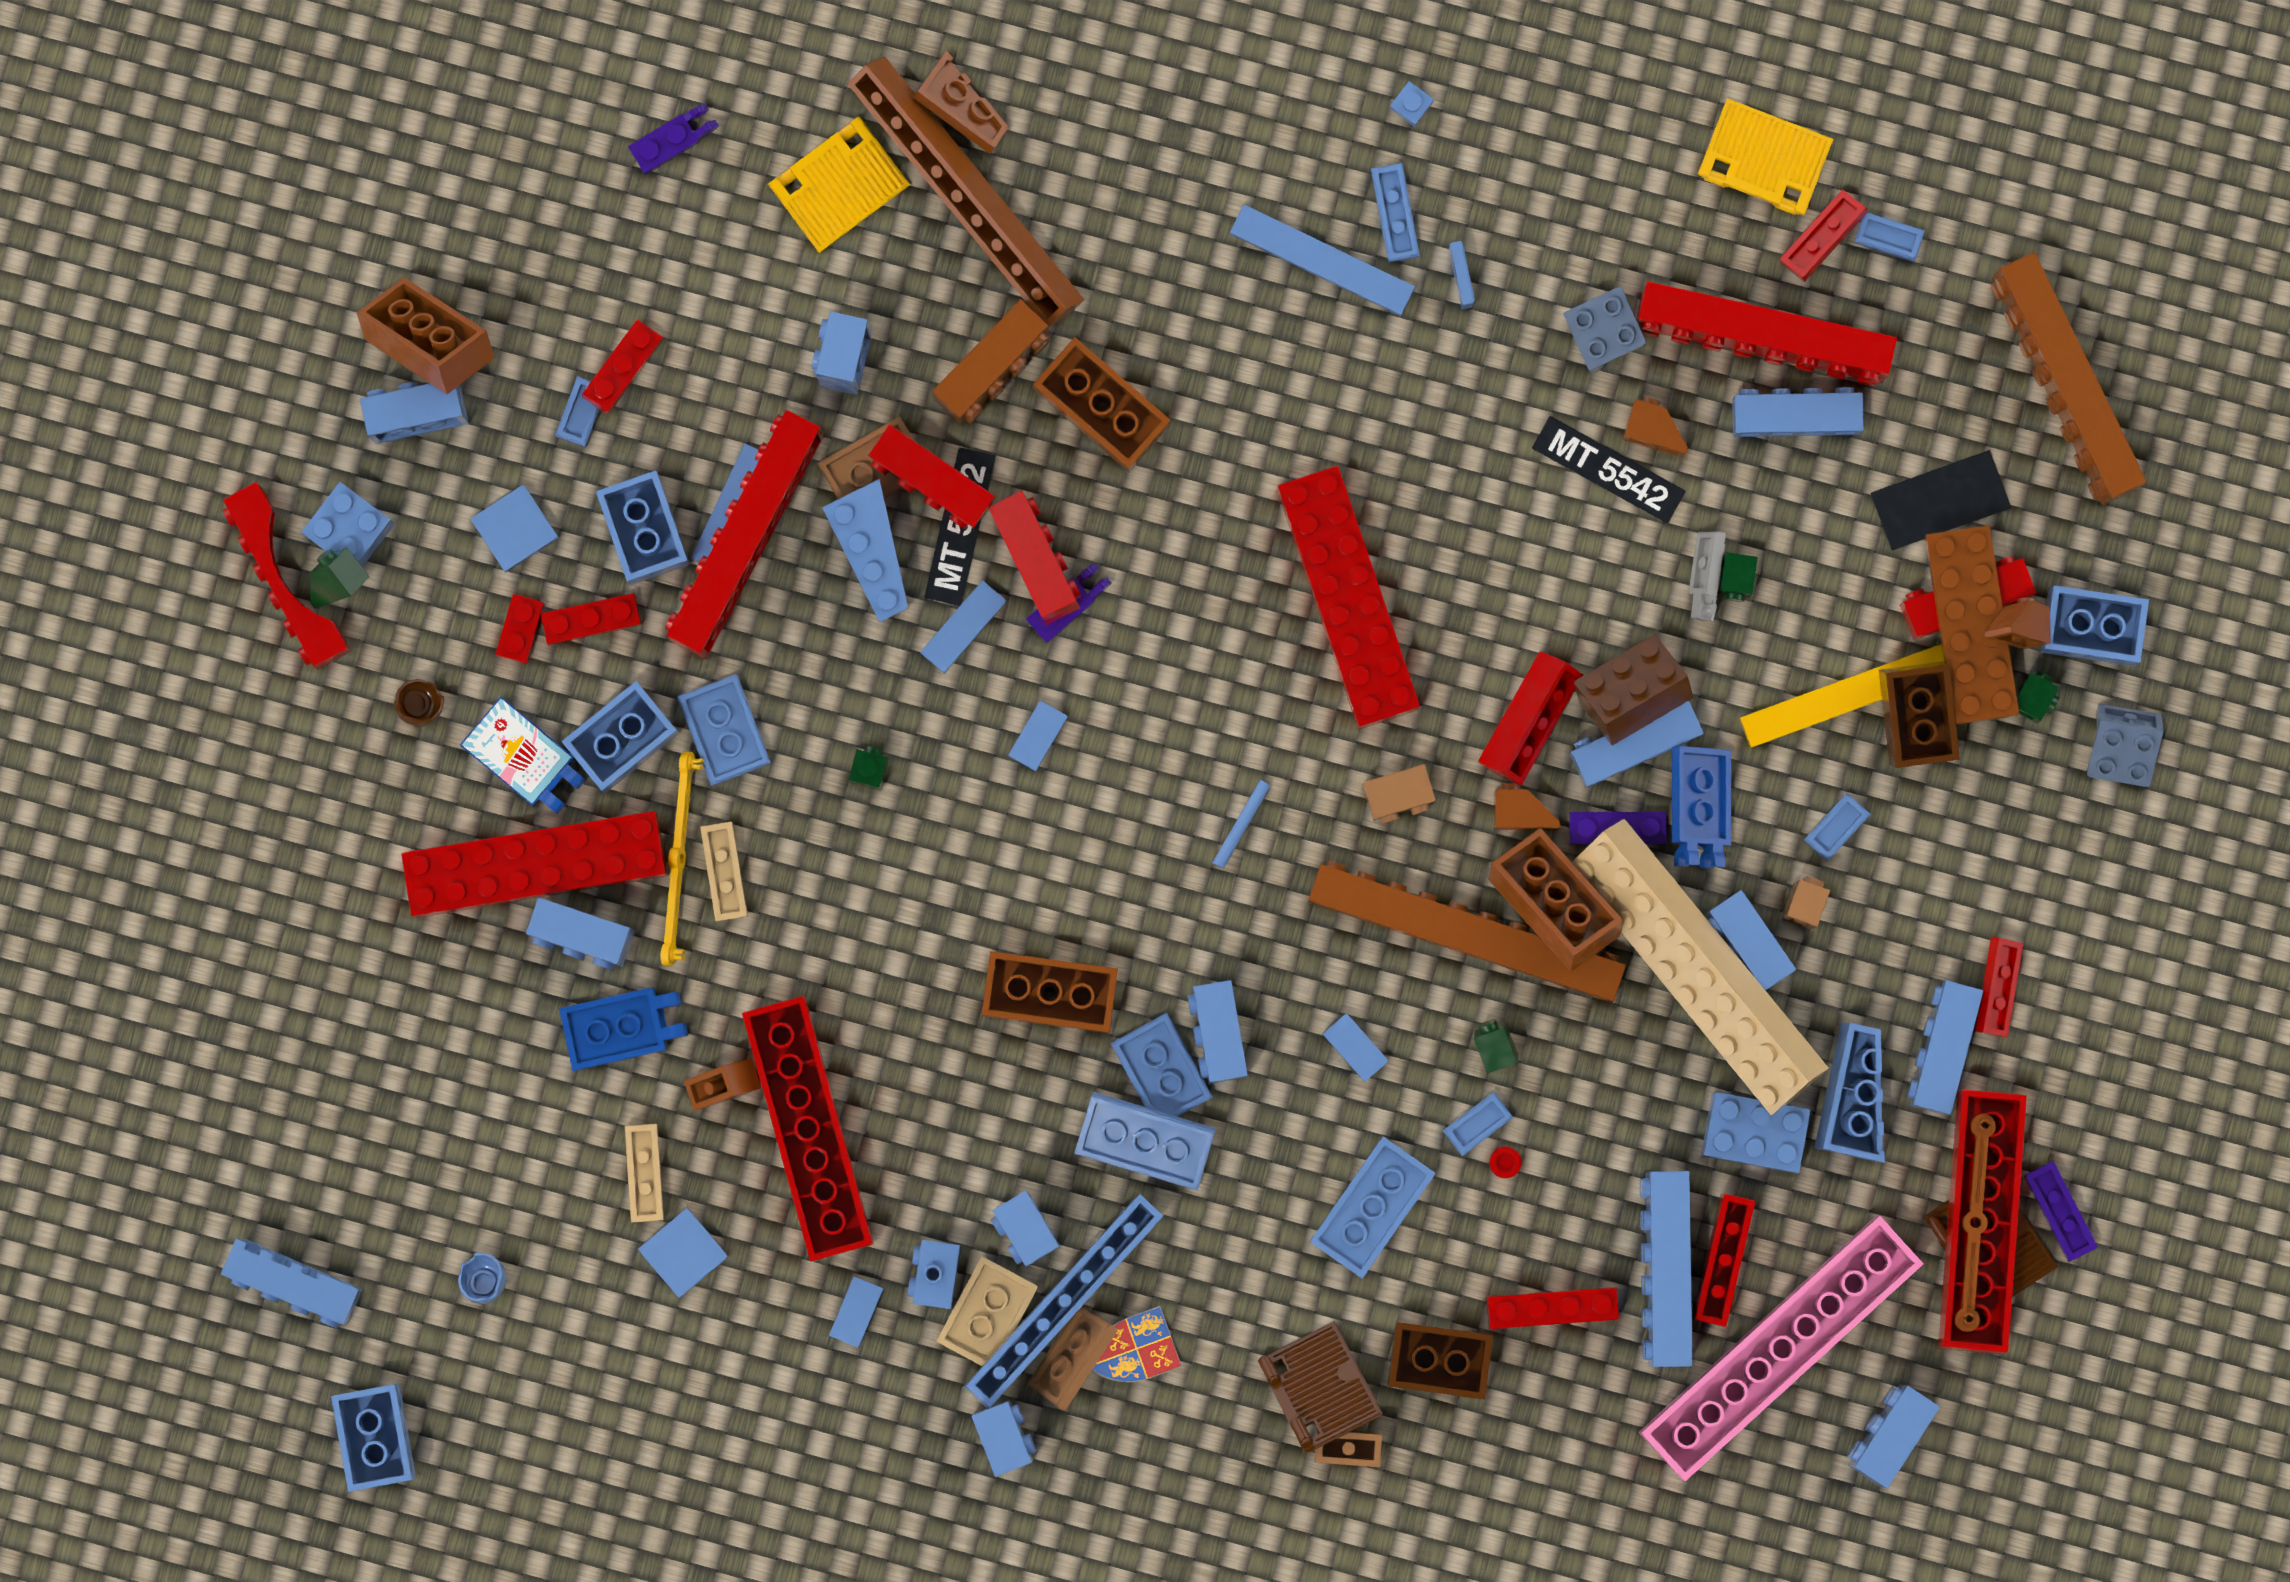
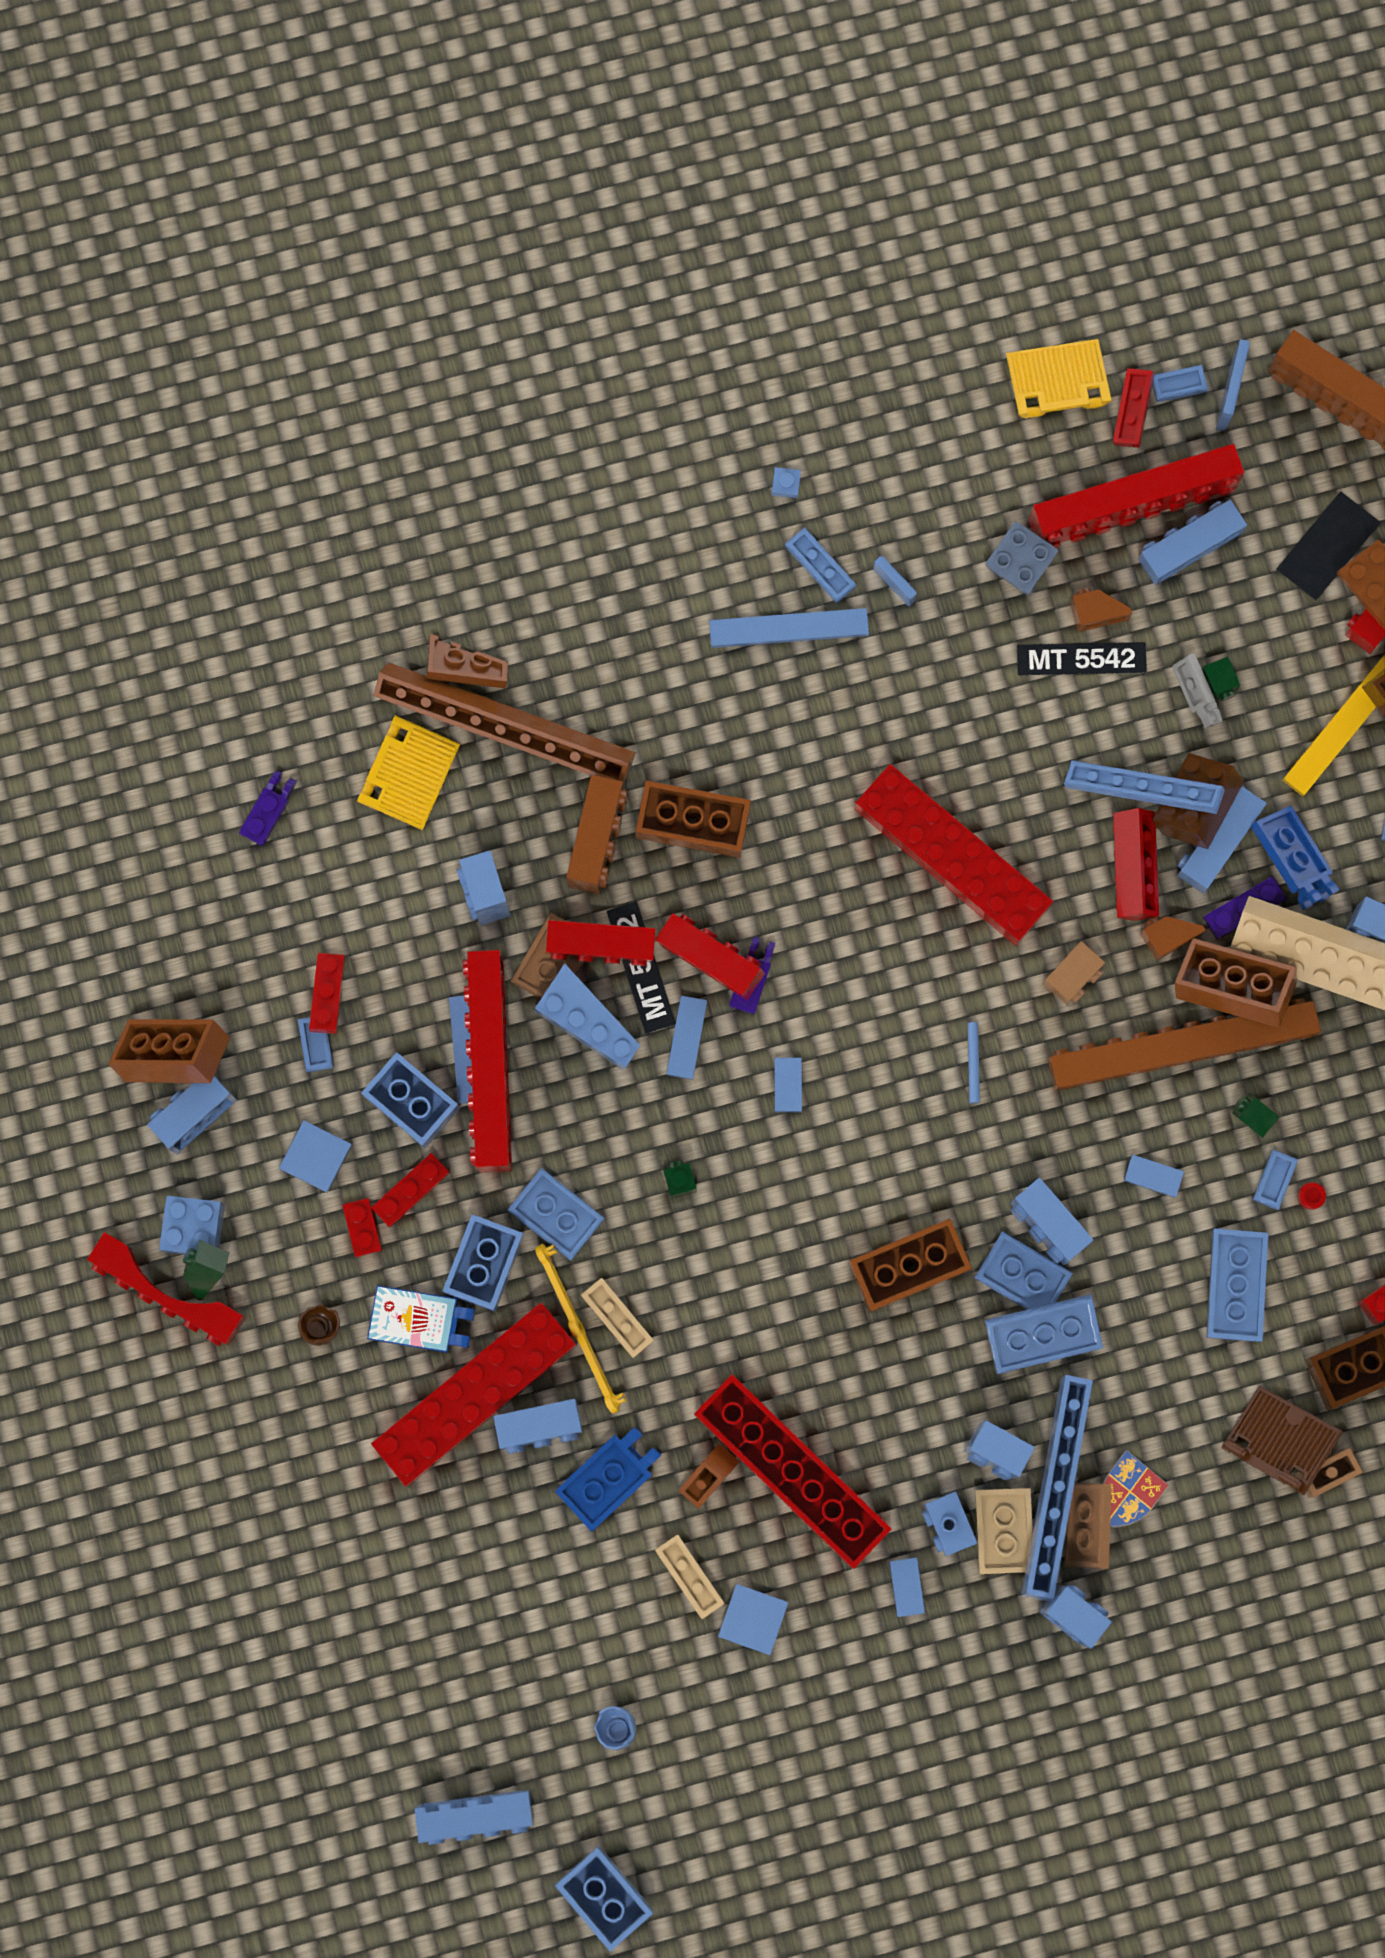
camera: 30 degrees left, 5 degrees down
(1584, 643) = (1144, 787): none -> medium blue tile
(1939, 273) = (1232, 385): none -> medium blue tile

